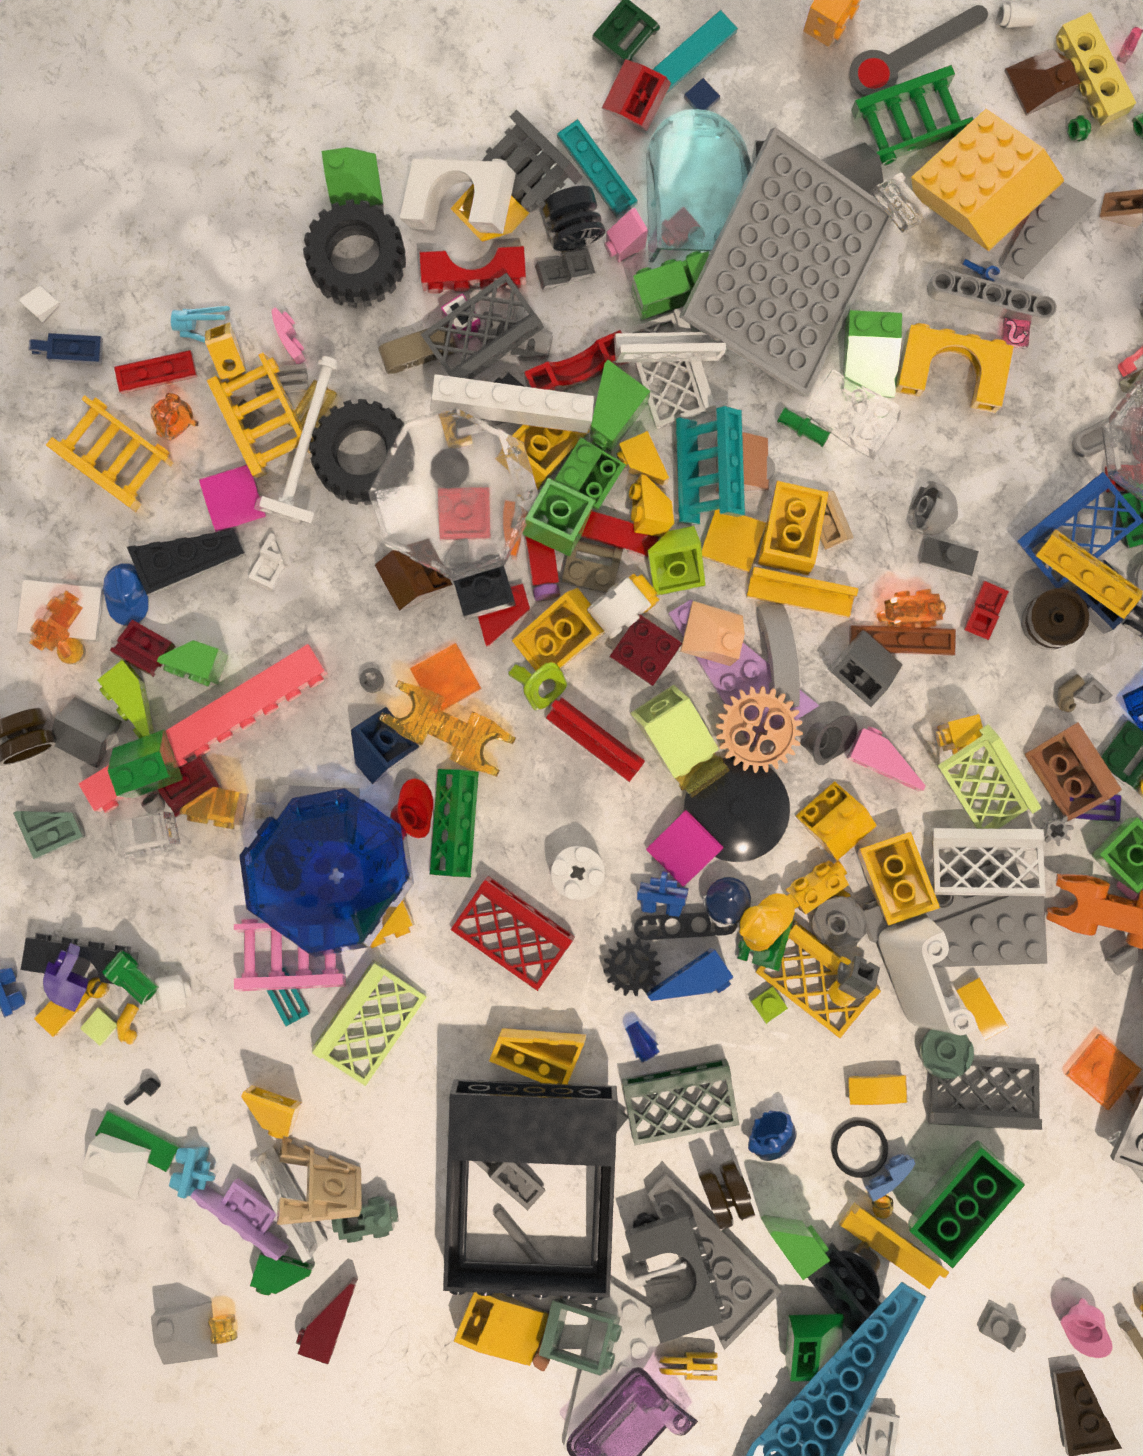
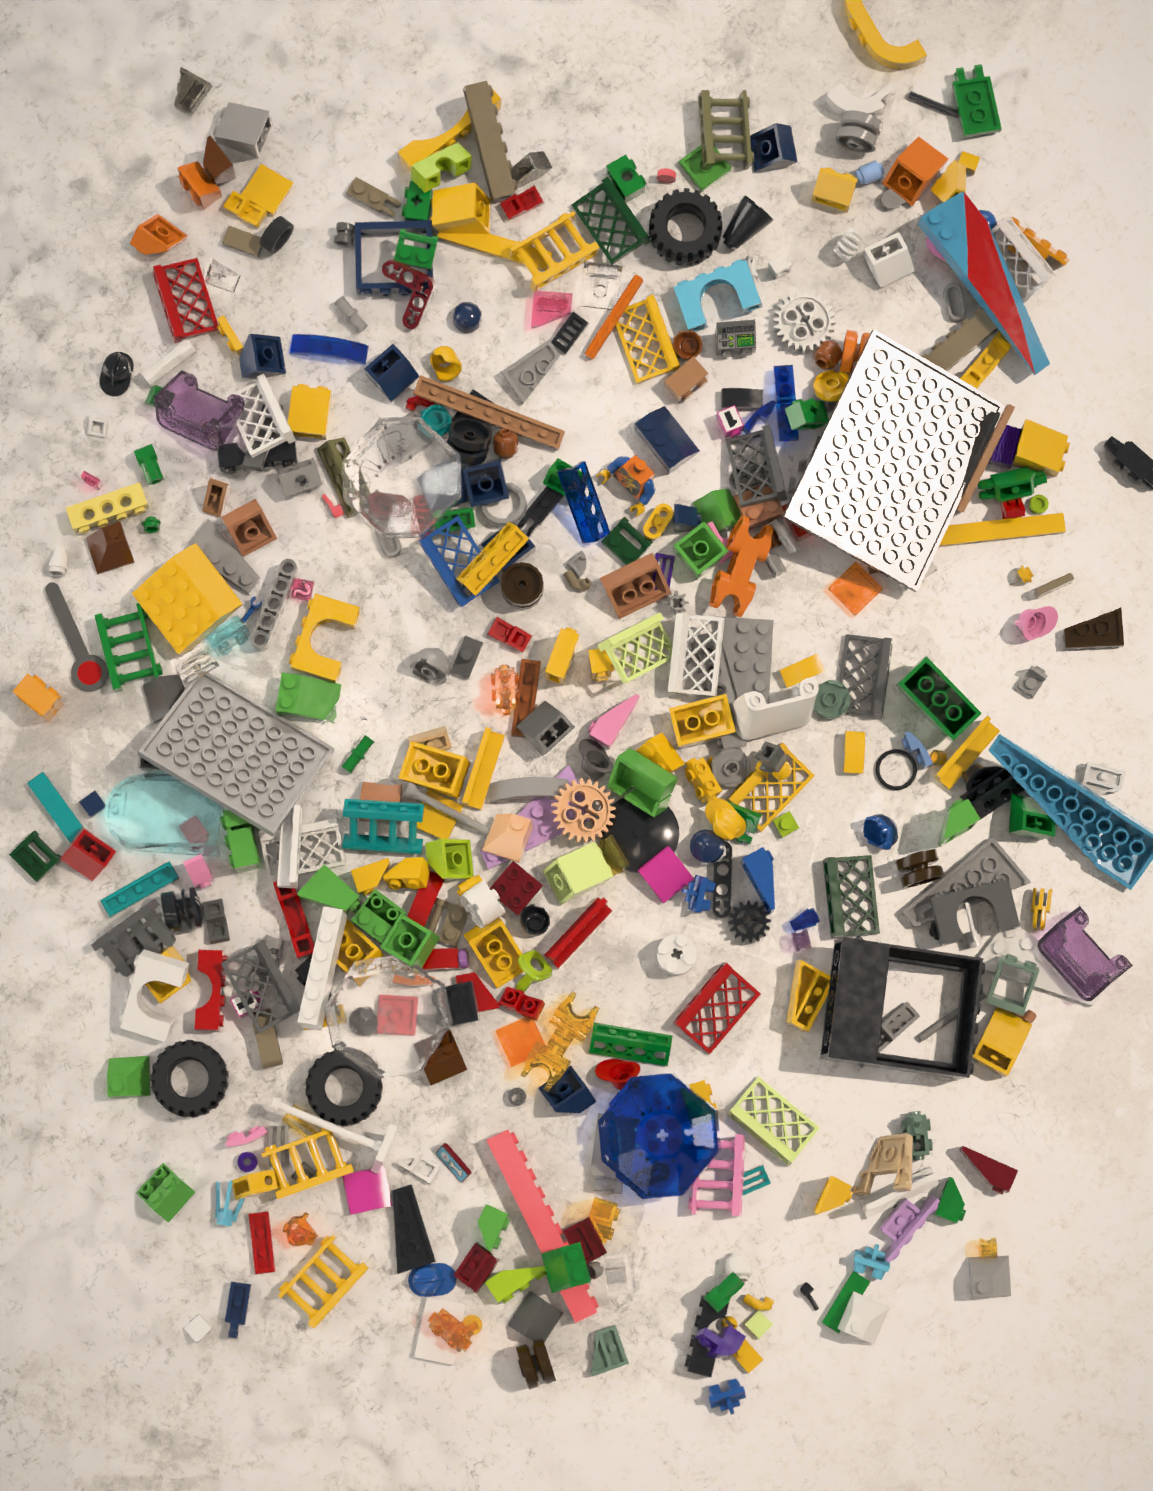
camera: 80 degrees left, 5 degrees down
(207, 241) = (165, 1192): none -> bright green slope
(262, 347) = (252, 1157): none -> dark purple plate
(279, 607) = (453, 1162): none -> slope
(494, 673) = (520, 1003): none -> red slope
(605, 679) = (534, 920): none -> black hair
(613, 1039) = (801, 940): none -> clear purple wheel
(760, 501) = (413, 792): none -> light grey piece
(806, 817) = (650, 782): none -> bright green piece
(941, 242) = (228, 635): none -> clear light blue bracket
(966, 681) = (562, 655): none -> yellow brick
(1090, 253) = (249, 527): none -> nougat slope

